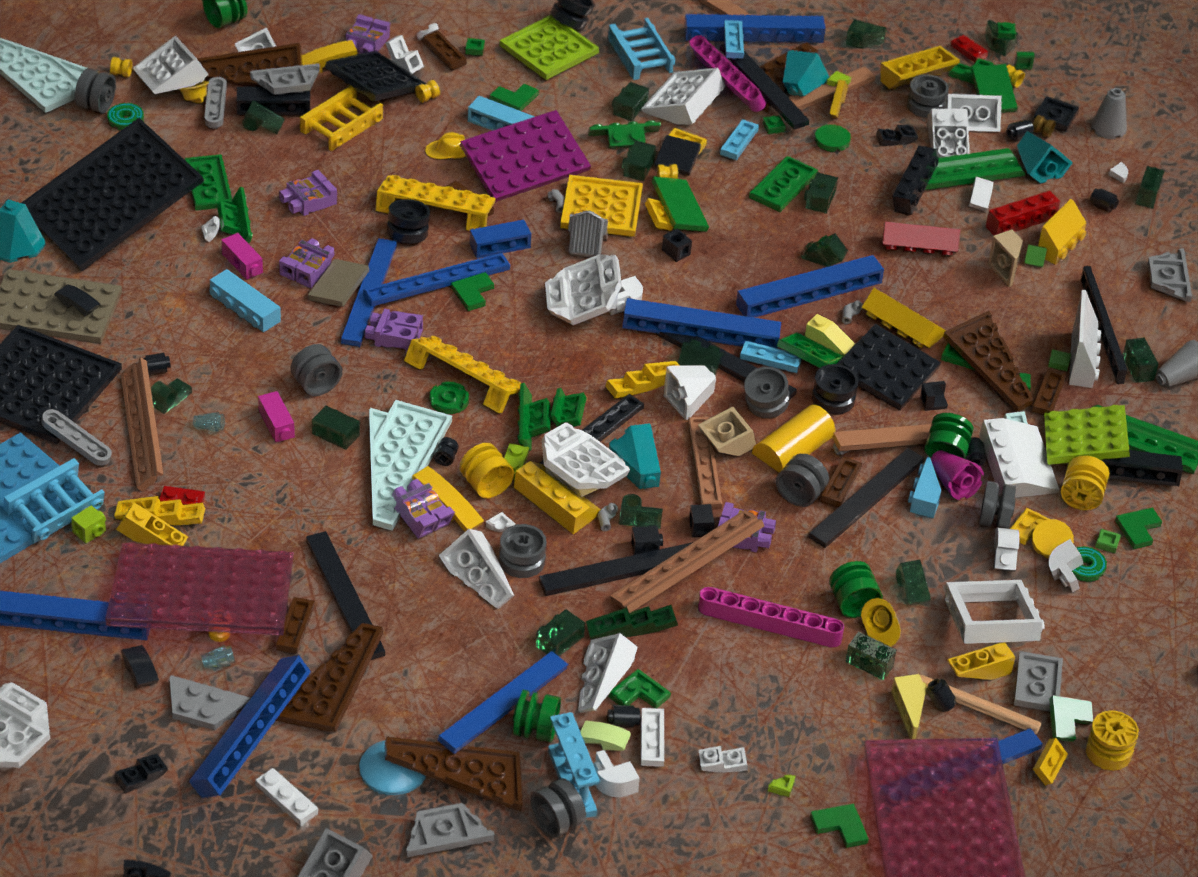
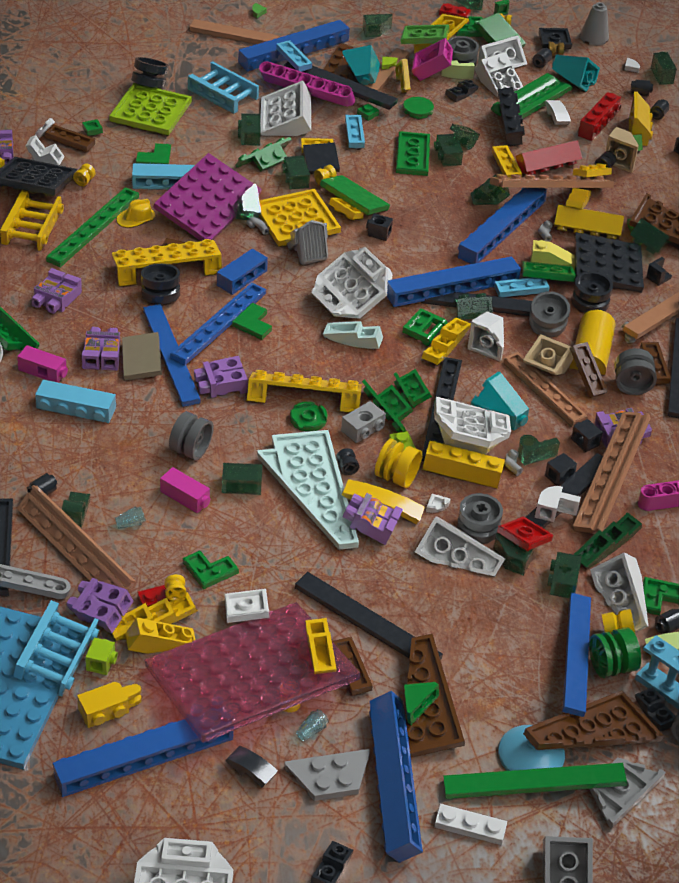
camera: 30 degrees left, 0 degrees up
(64, 564) = (107, 702): none -> yellow hinge
(116, 476) = (101, 602): none -> medium lavender hips
(191, 493) = (175, 587): none -> yellow wheel
(240, 497) = (209, 573): none -> green tile
(245, 536) = (246, 605): none -> white tile
(265, 590) = (320, 646): none -> yellow slope
(319, 674) = (419, 698): none -> green slope
(370, 787) = (534, 780): none -> green tile
(395, 145) = (91, 227): none -> green tile
(493, 422) = (363, 422): none -> light grey brick
(529, 596) = (515, 557): none -> clear green slope
(540, 776) = (654, 708): none -> black slope
(549, 580) = (525, 533): none -> red tile
(557, 174) = (248, 204): none -> slope
(558, 339) = (354, 334): none -> light aqua slope
(572, 694) = (622, 620): none -> yellow wheel
(603, 564) = (554, 500): none -> white brick
(633, 353) = (420, 323): none -> green plate
(756, 460) = (588, 369): none -> reddish brown plate
(850, 183) = (466, 136): none -> clear green plate
(873, 227) = (505, 160): none -> yellow plate
(884, 91) = (432, 59): none -> dark pink window
(885, 260) = (557, 181): none -> nougat plate
(895, 61) = (424, 34): none -> bright green tile
(911, 290) = (578, 198): none -> yellow slope
(912, 114) = (459, 71): none -> yellowish green slope
(951, 356) = (649, 236): none -> clear green brick
(953, 267) = (592, 170): none -> yellow plate
(982, 264) = (606, 158): none -> black wheel
(1102, 230) = (659, 109): none -> black brick

